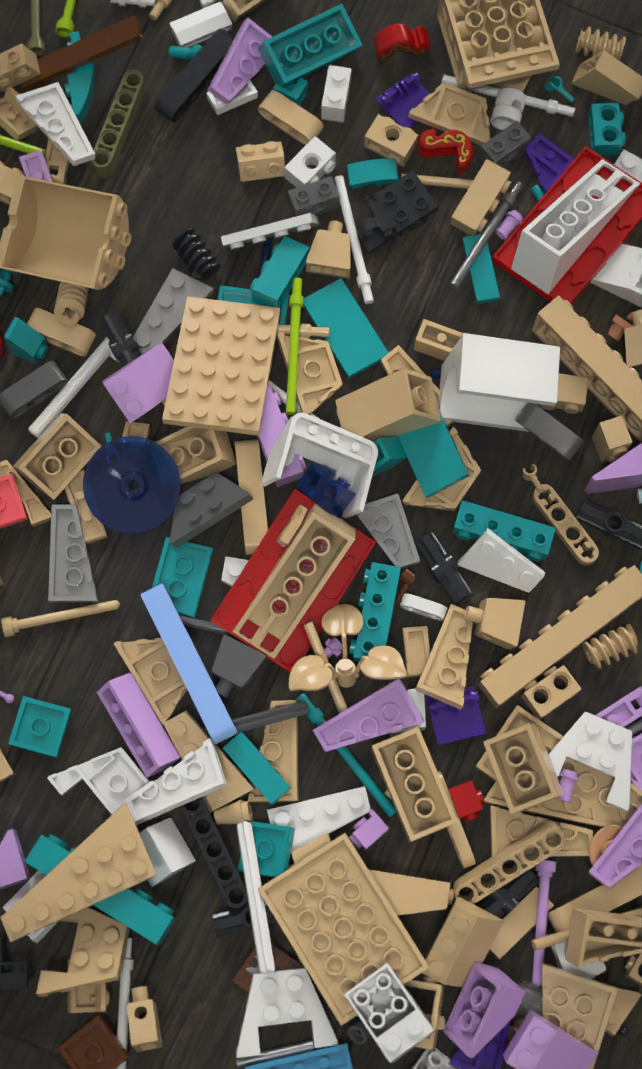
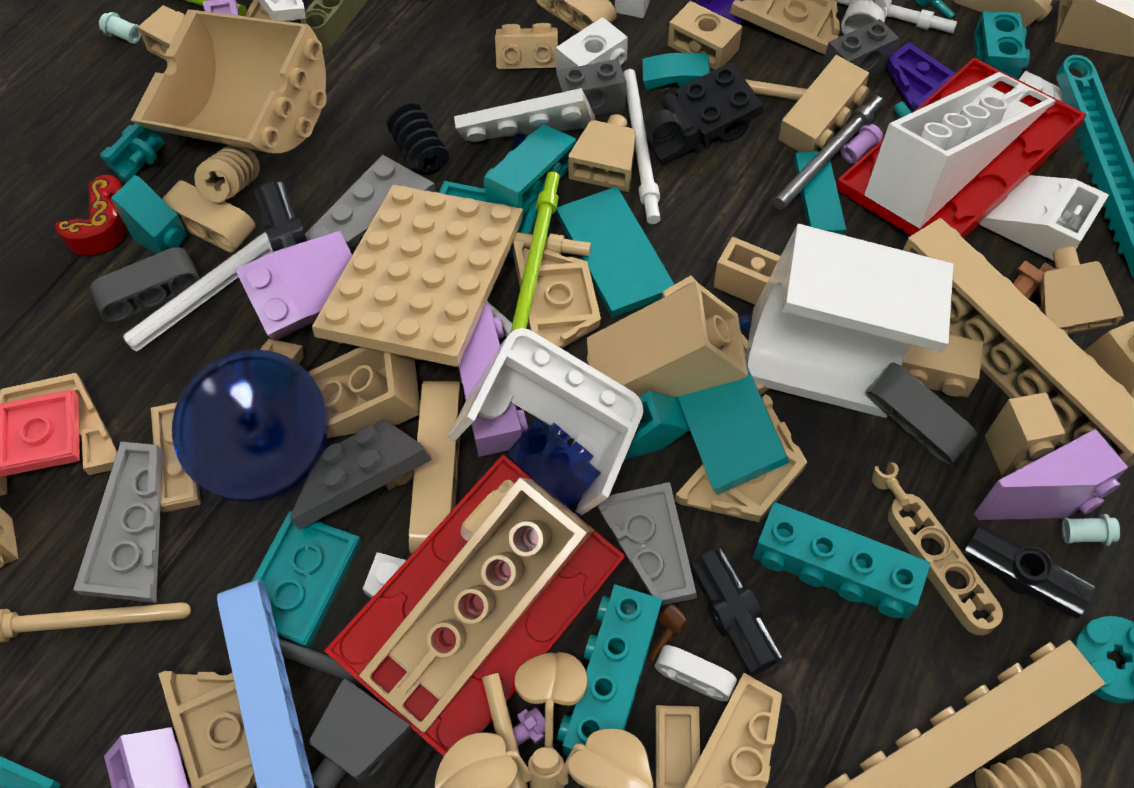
camera: 10 degrees right, 15 degrees down
(57, 456) = (147, 372): tan slope -> none
(449, 143) = (780, 45): red animal -> none
(497, 620) = (825, 712): tan torso -> none
(501, 562) = (835, 611): white wing -> none

